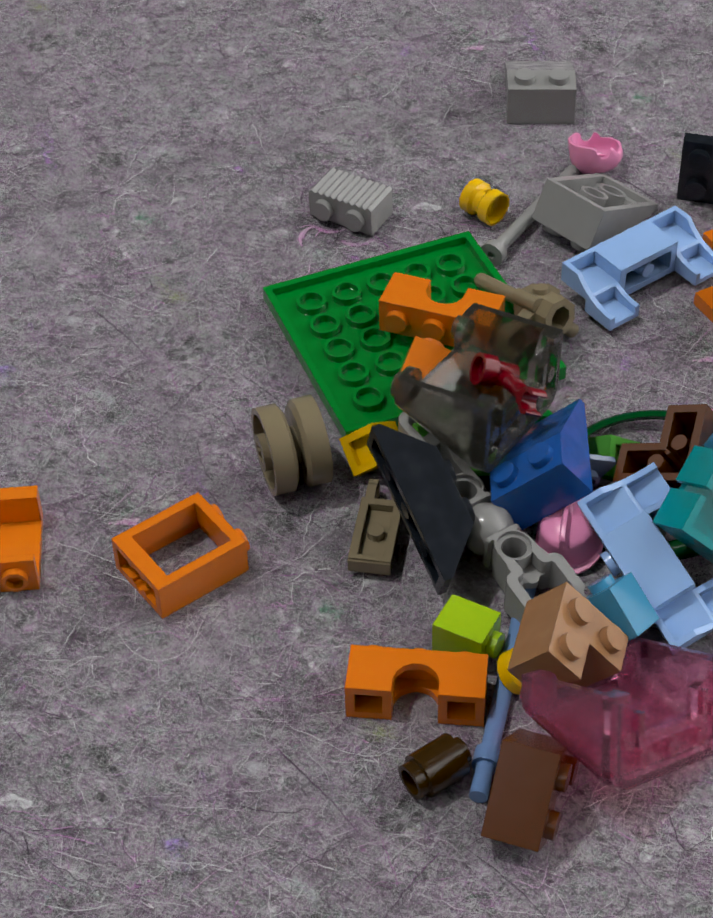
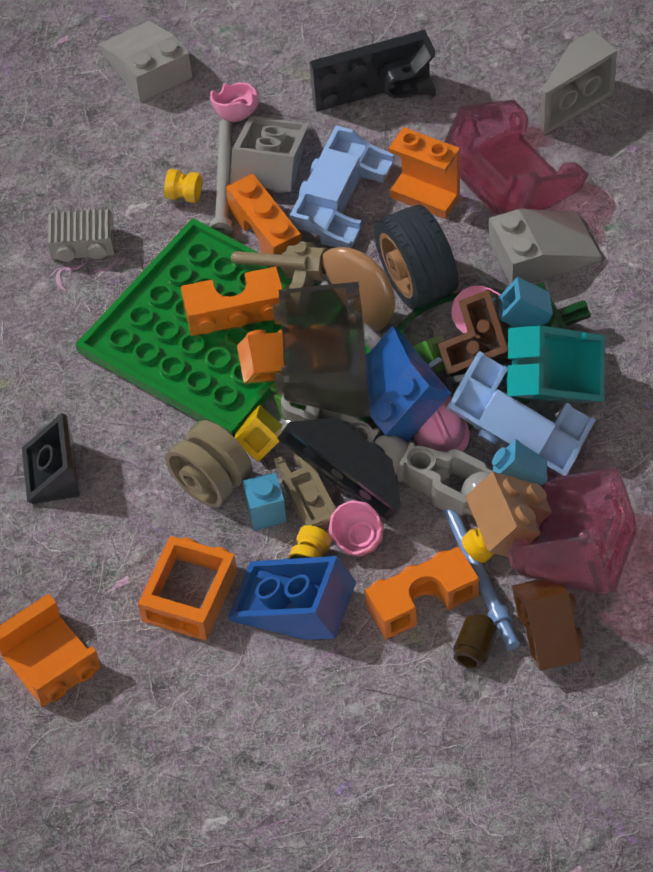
camera: 30 degrees left, 10 degrees up
(155, 381) = (51, 463): none -> black slope
(281, 620) = (295, 596): none -> blue slope
(323, 512) = (264, 501): none -> dark azure brick
(333, 581) = (311, 543): none -> yellow wheel
(396, 583) = (356, 528): none -> bright pink hair
(467, 627) = (427, 536): lime brick -> none
(488, 371) = (322, 337): dark red brick -> none
(537, 249) = (255, 208): none -> orange arch
(587, 356) = (376, 291): none -> medium nougat piece
(663, 350) = (416, 256): none -> black wheel

